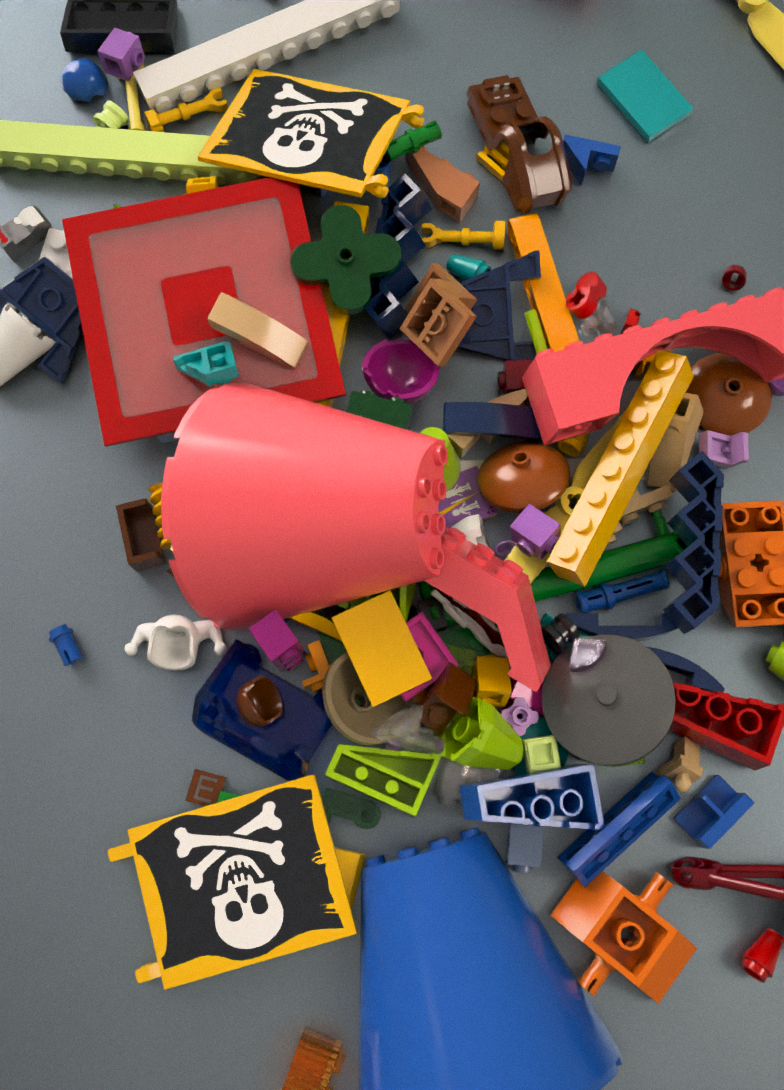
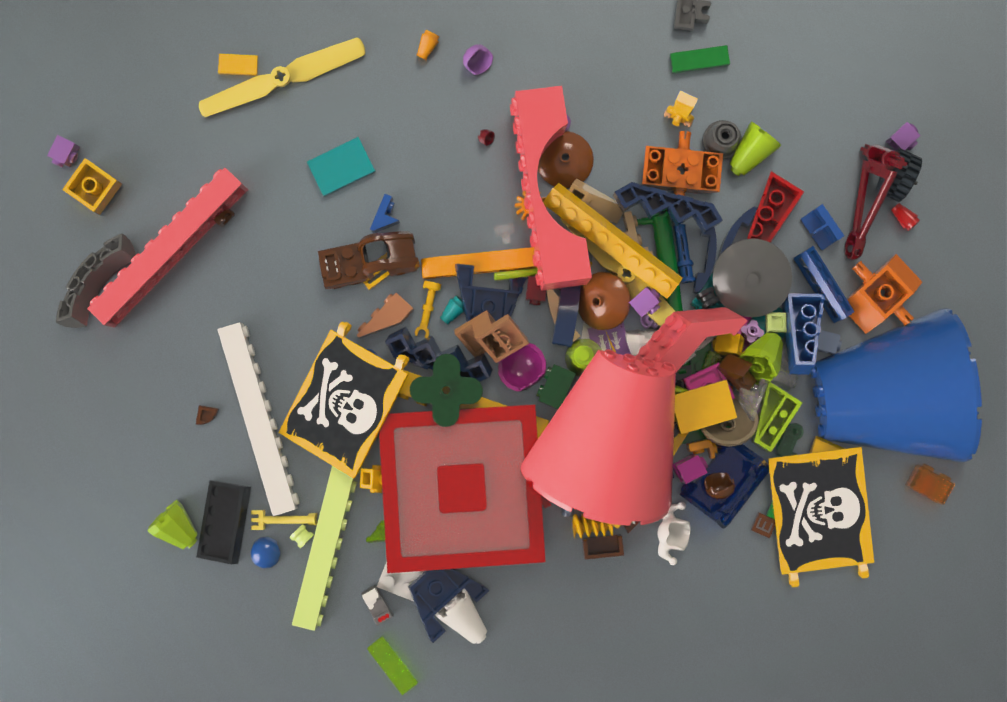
camera: 80 degrees left, 10 degrees up
(65, 644) = (664, 601): blue pin -> none
(121, 54) = (256, 521): medium lavender brick -> none
(184, 110) = (301, 485): yellow piece -> none
(209, 364) = (508, 487): teal wing -> none
(256, 330) = (489, 454): tan slope -> none
(413, 140) = (361, 331): green pin -> none
(585, 297) = (483, 234): red piece -> none
(586, 653) = (724, 285): tile -> none
(631, 320) = (507, 211): red tile -> none
(685, 765) = (795, 239): tan piece -> none
(723, 449) = (603, 171): lavender bracket -> none

